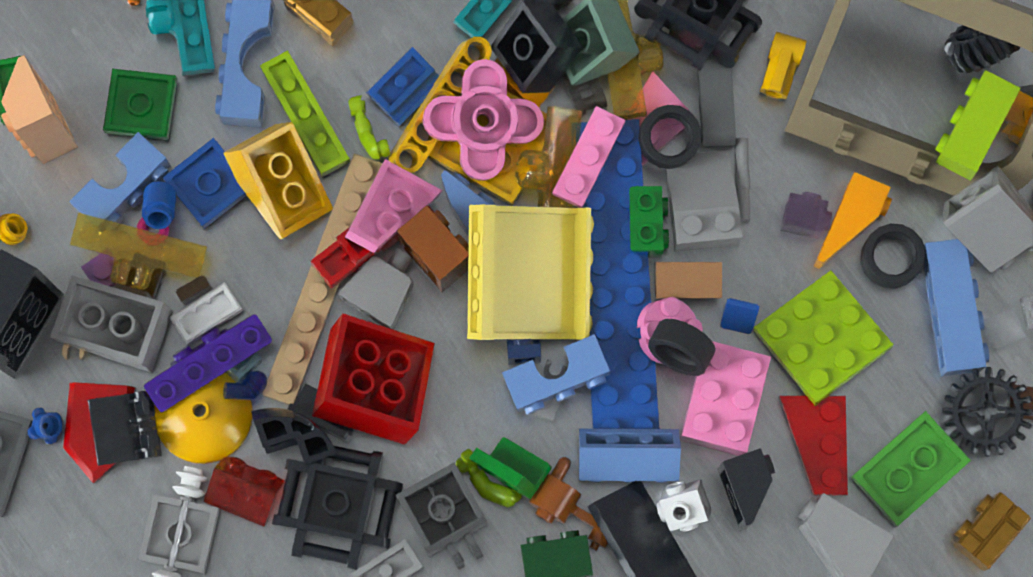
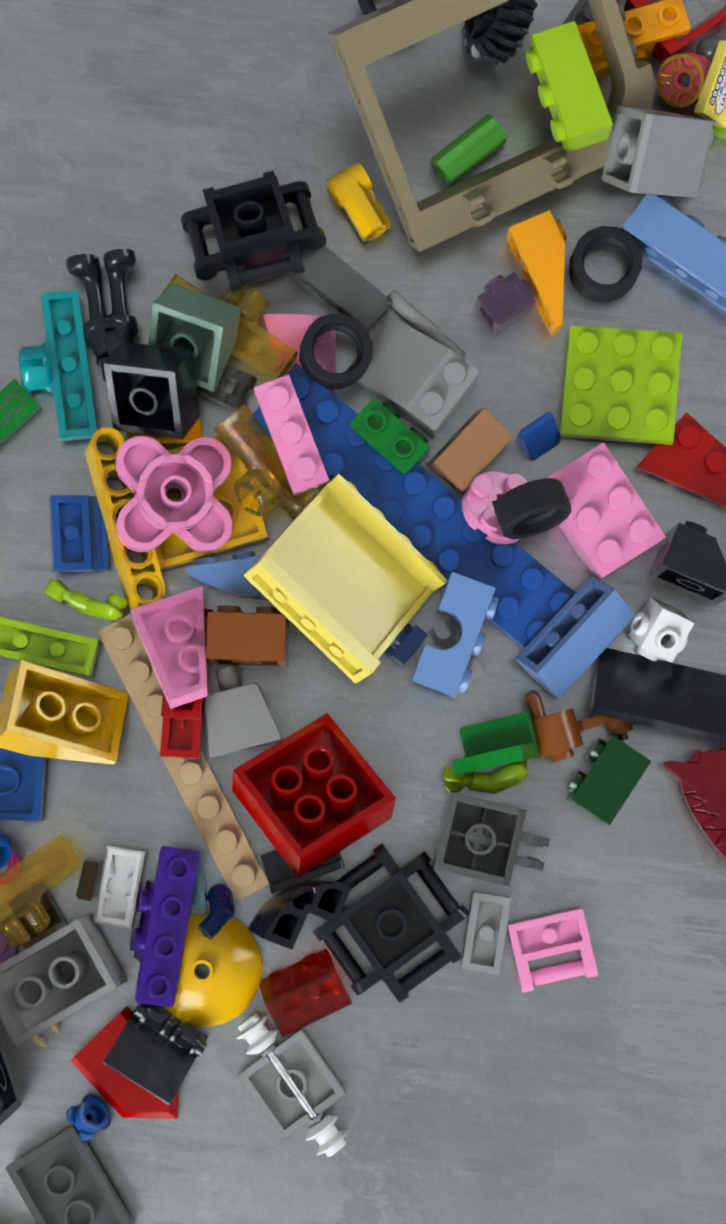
camera: 50 degrees left, 5 degrees up
(883, 102) = (468, 150): none -> bright green axle

